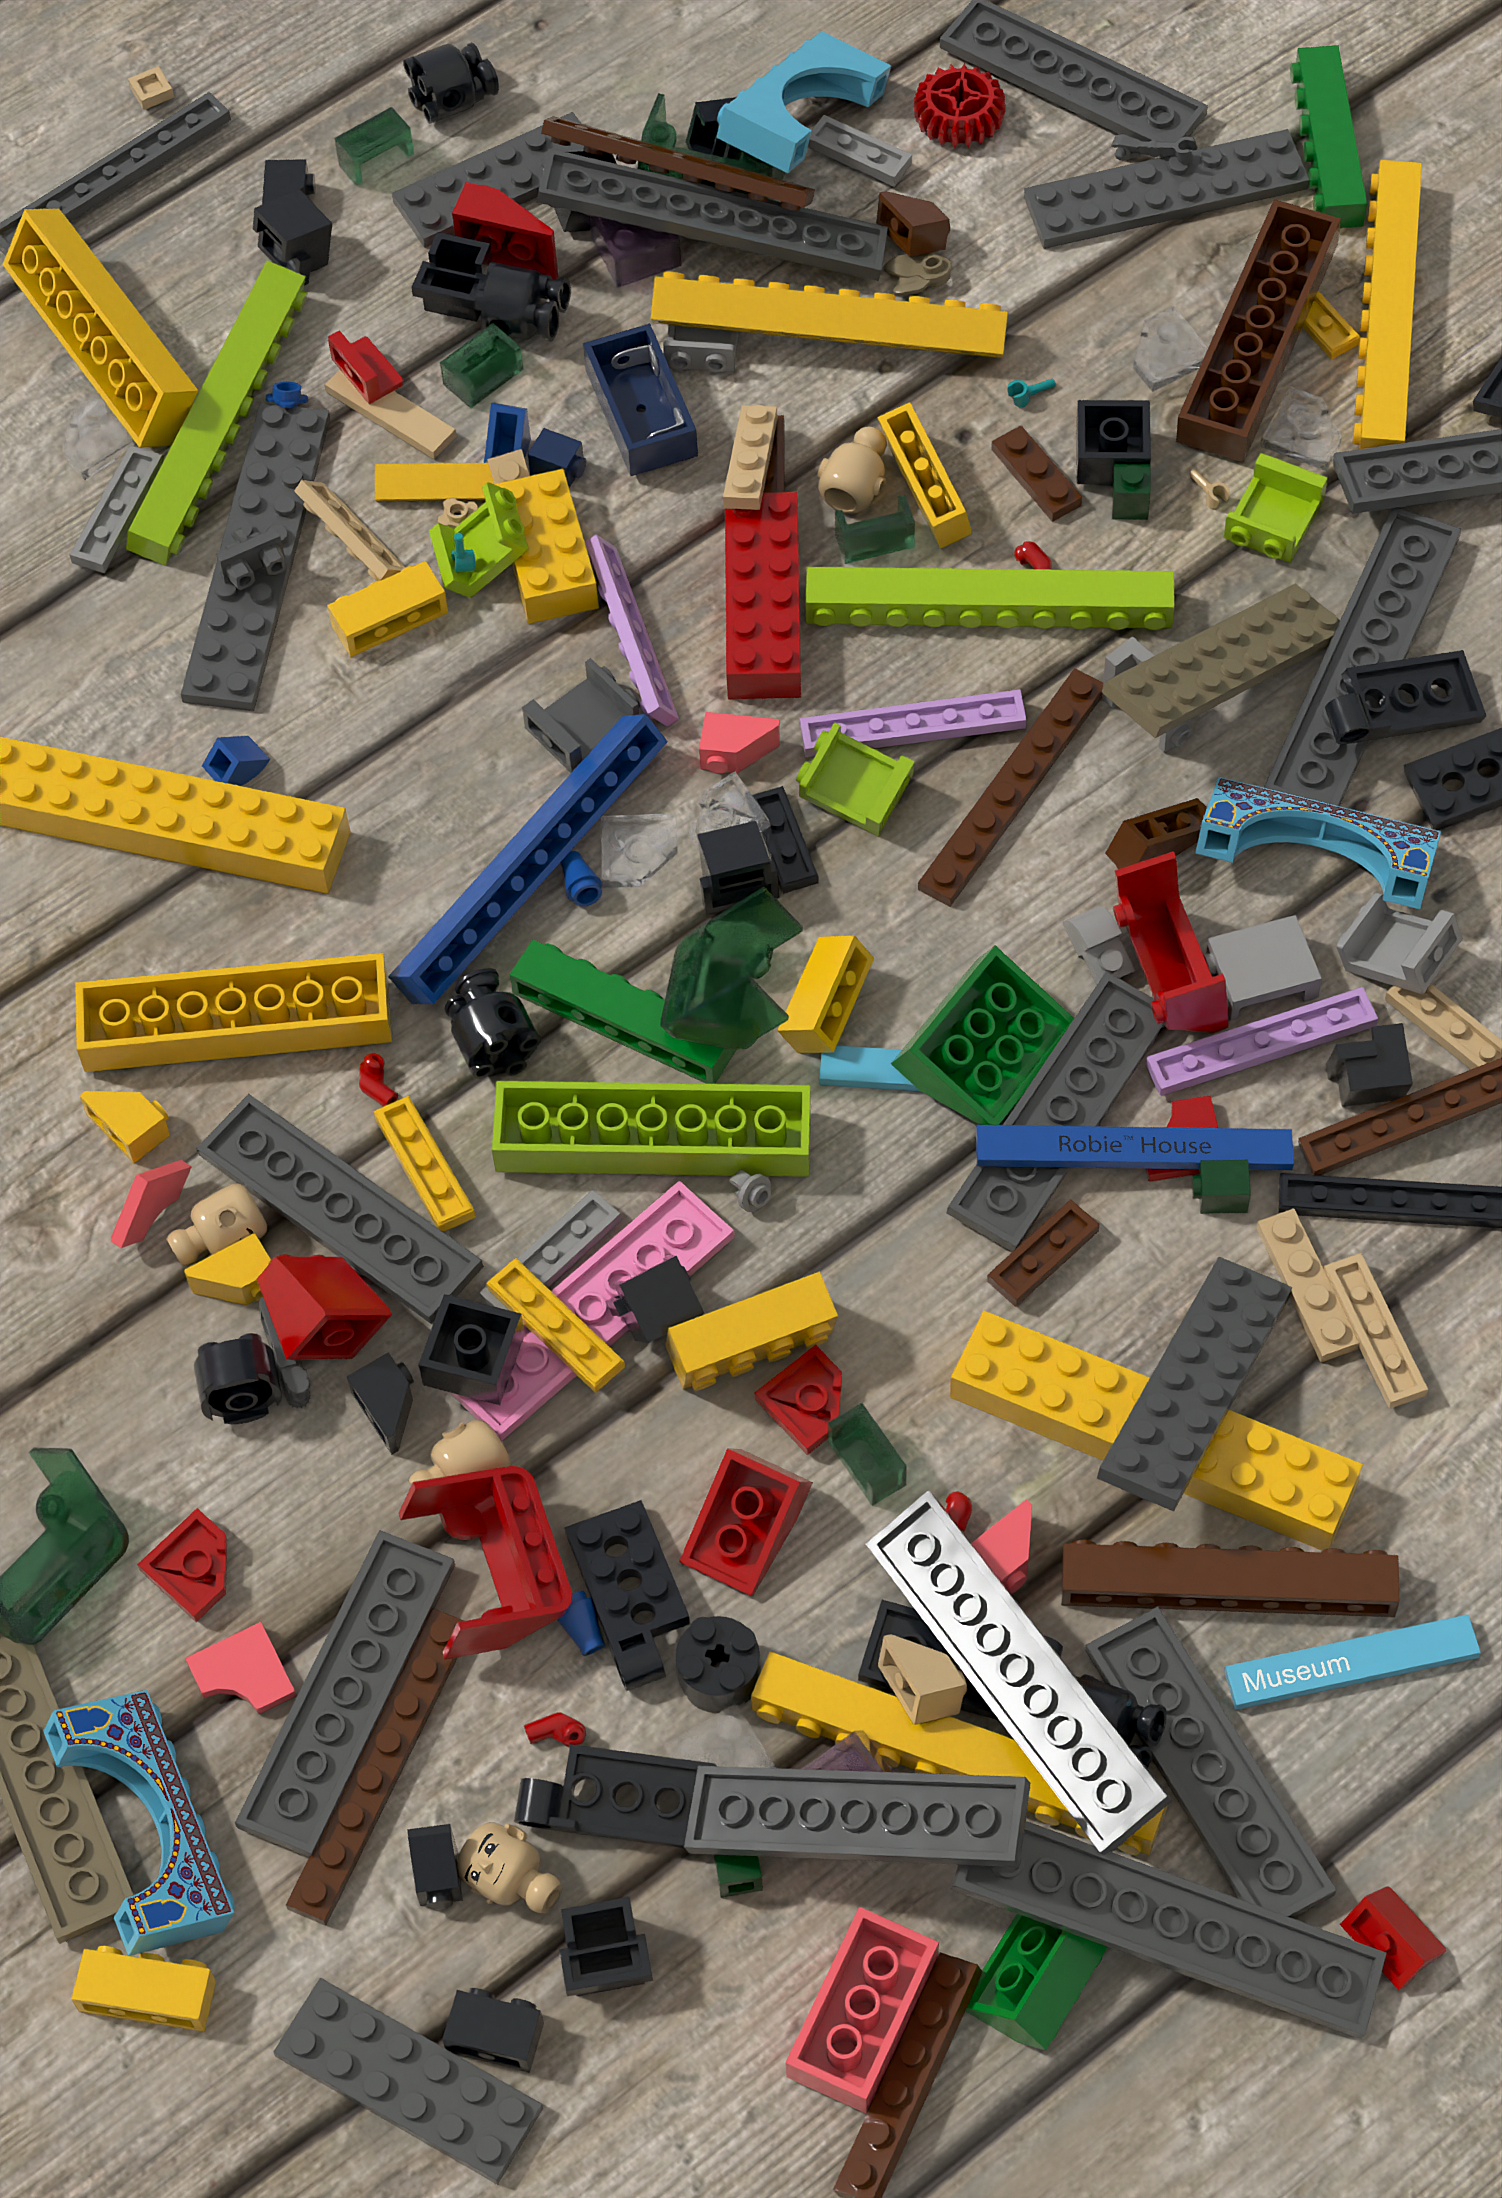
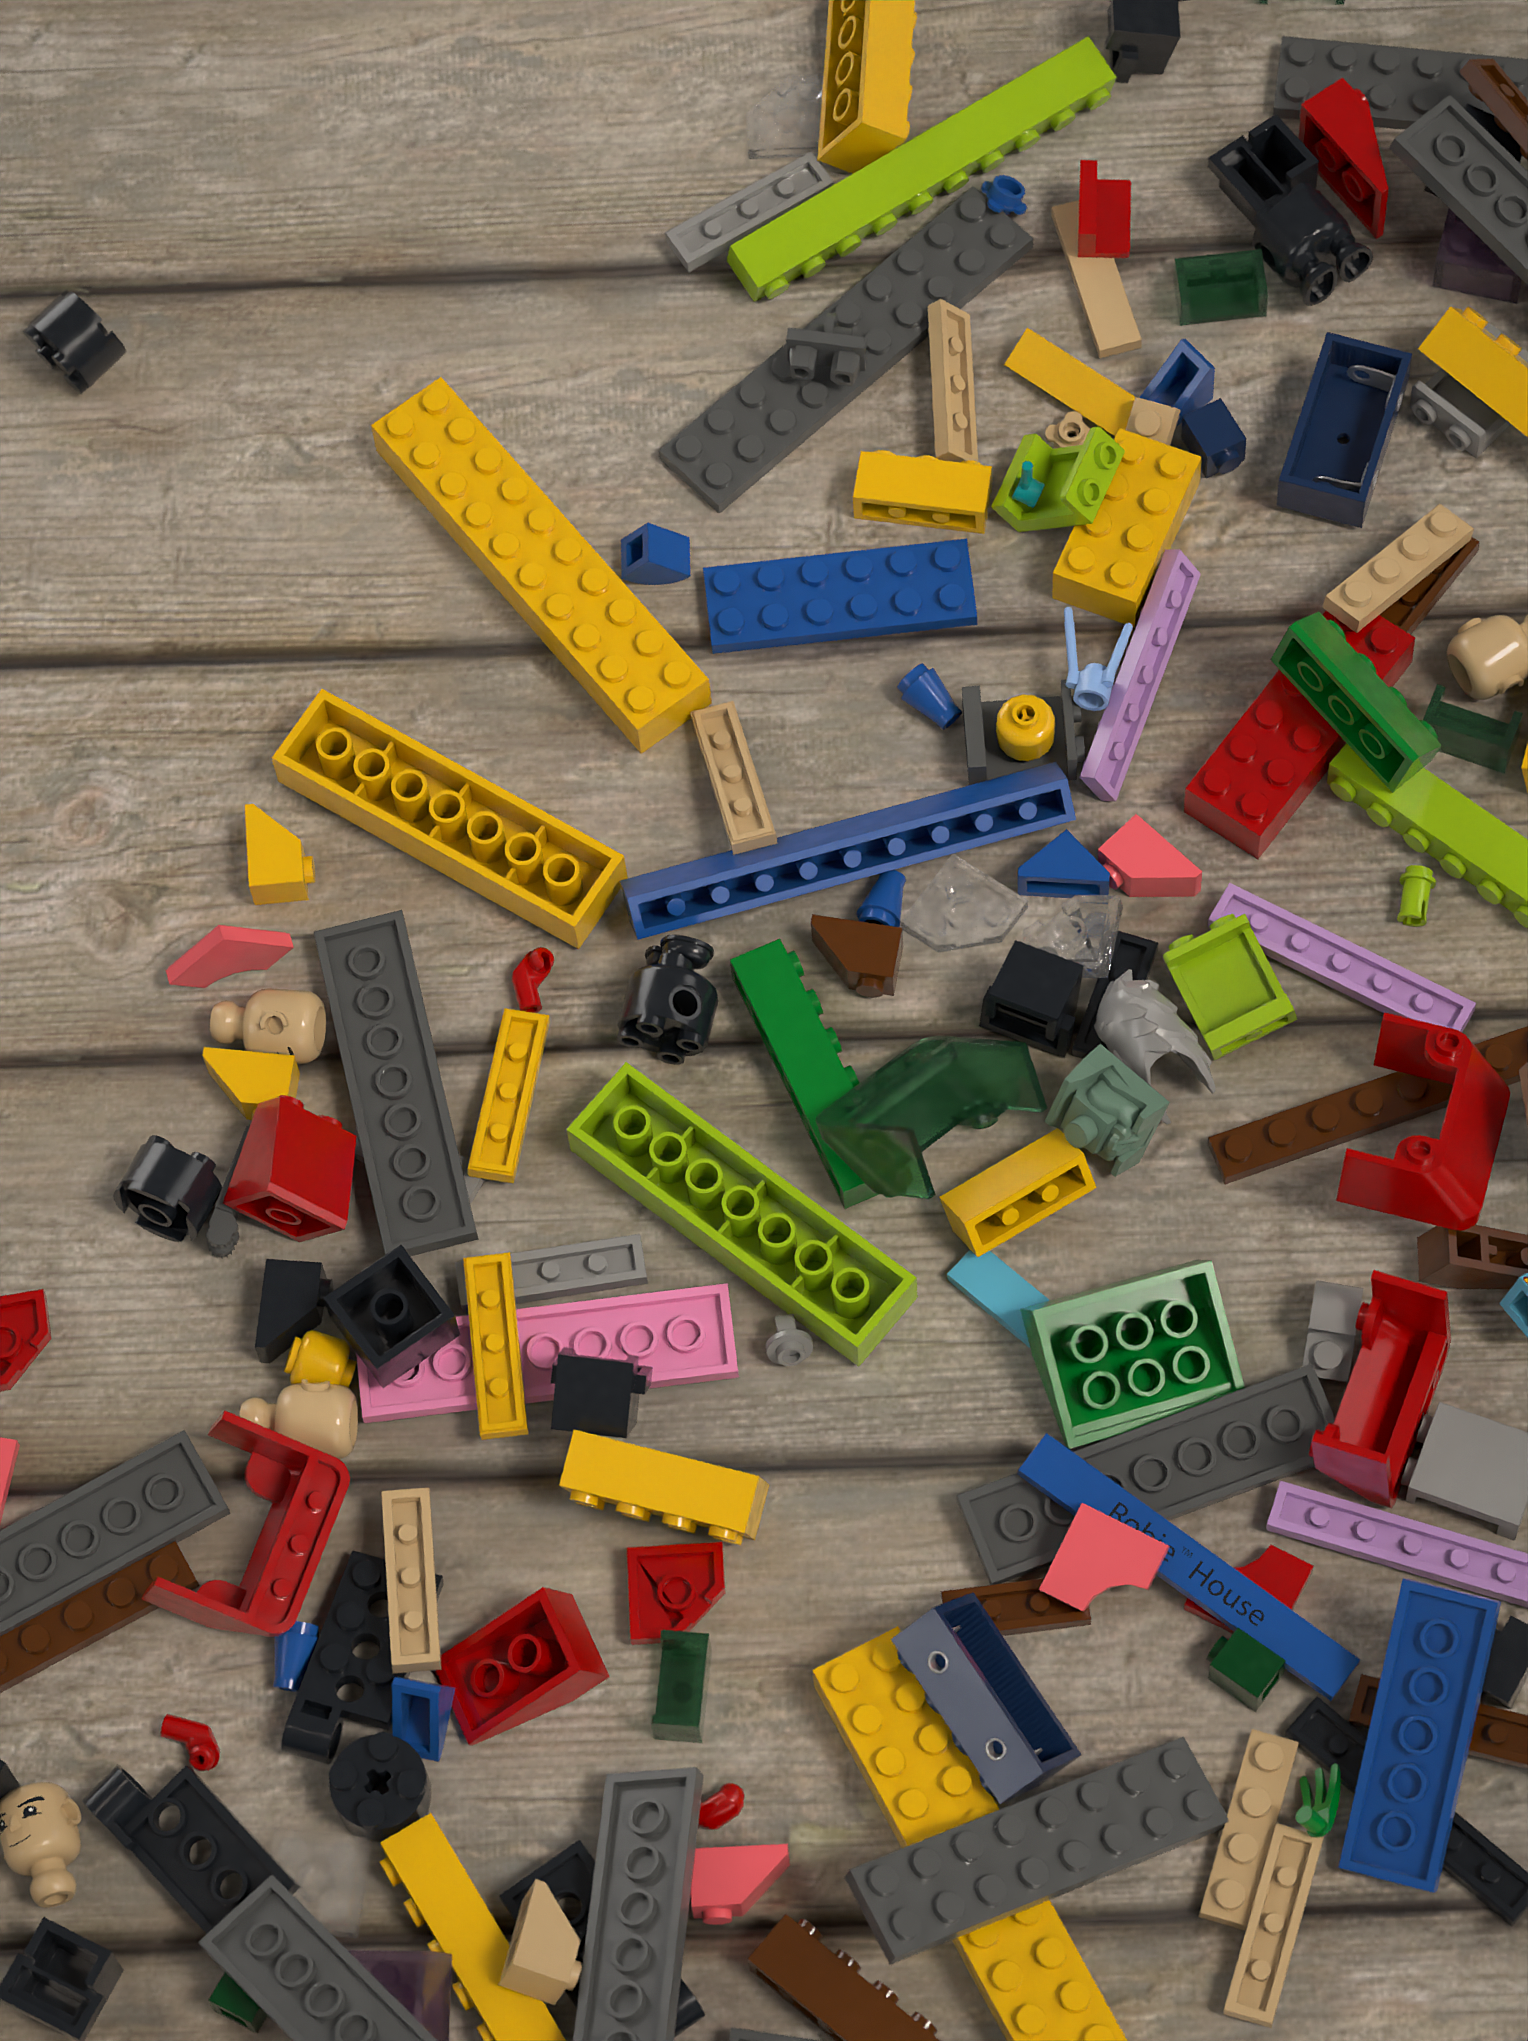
camera: 40 degrees right, 5 degrees up
(383, 710) = (840, 596): none -> blue plate
(411, 863) = (733, 777): none -> tan tile
(434, 1417) = (320, 1359): none -> yellow head
(500, 731) = (928, 695): none -> blue cone
(585, 706) = (1025, 727): none -> yellow head
(590, 918) = (860, 953): none -> reddish brown slope
(608, 647) = (1095, 681): none -> light blue plant
(628, 1512) = (411, 1580): none -> tan plate
(685, 779) = (1063, 871): none -> blue slope
(704, 1592) = (421, 1715): none -> blue slope
(798, 548) = (1355, 700): none -> green slope
(827, 843) = (1143, 1026): none -> light grey head
(846, 900) = (1107, 1110): none -> sand green brick
(920, 646) = (1416, 883): none -> lime pin
(1075, 1177) = (1100, 1556): none -> coral tile
(1082, 1313) = (985, 1697): none -> dark blue piece
(1098, 788) = (1430, 1177): none -> red windscreen
(1348, 1241) = (1320, 1814): none -> green piece
(1374, 1141) = (1419, 1735): none -> blue plate

